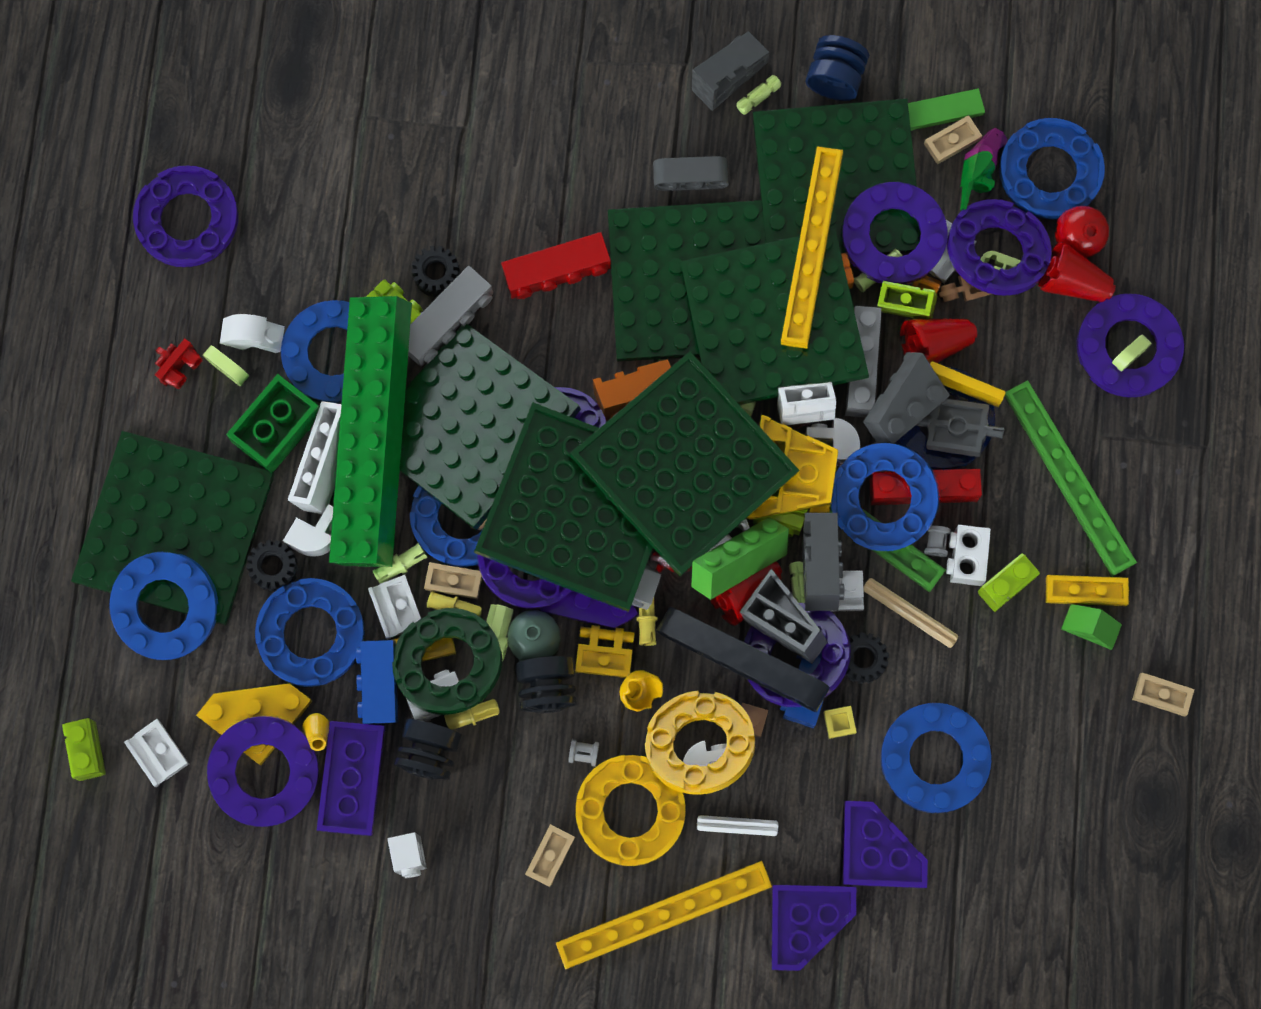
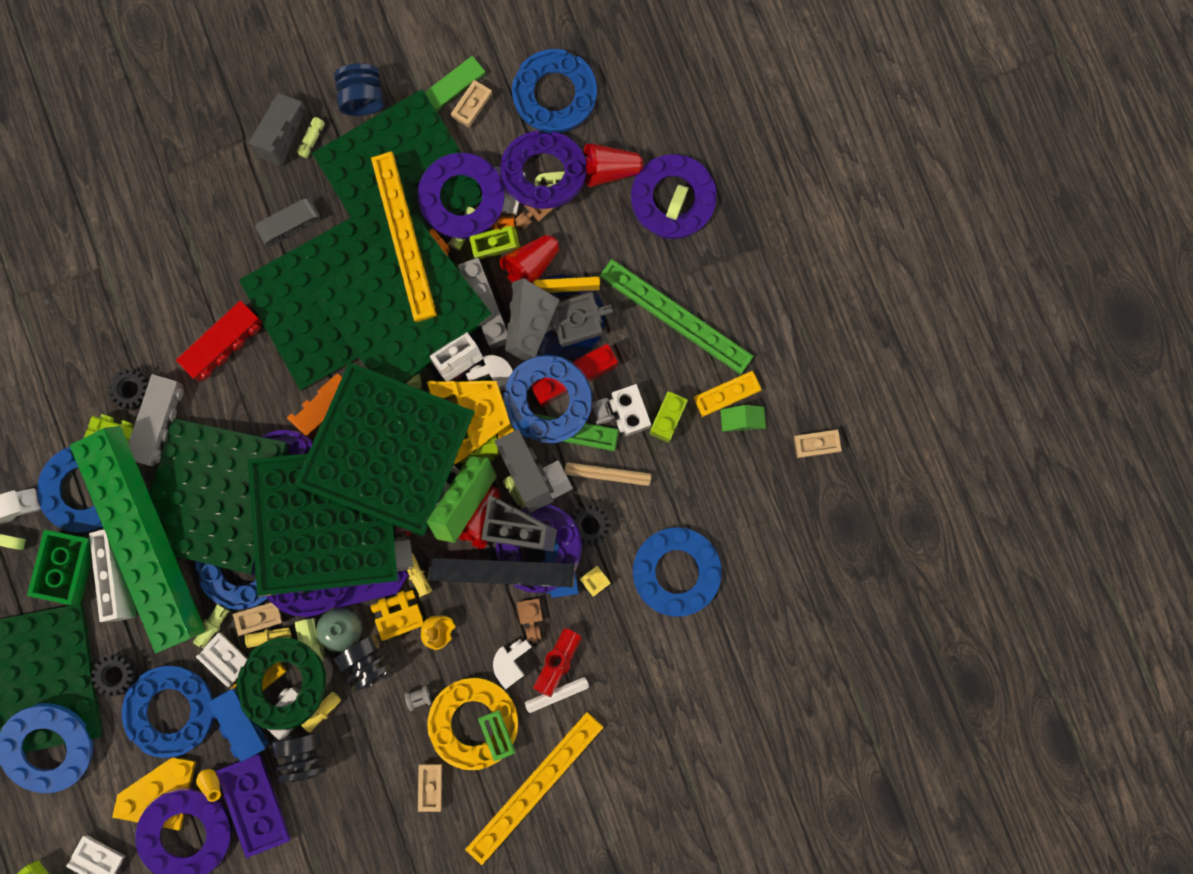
camera: 30 degrees left, 5 degrees up
(310, 539) = (131, 641): white brick -> none
(407, 855) = (322, 844): white brick -> none
(649, 859) = (505, 732): none -> bright green tile
(695, 707) = (474, 633): yellow plate -> none
(768, 779) = (564, 650): none -> red piece
(806, 921) = (641, 740): dark purple plate -> none
(878, 851) = (668, 662): dark purple plate -> none
(980, 165) = (501, 113): green animal -> none
(1083, 230) = (599, 127): red cylinder -> none

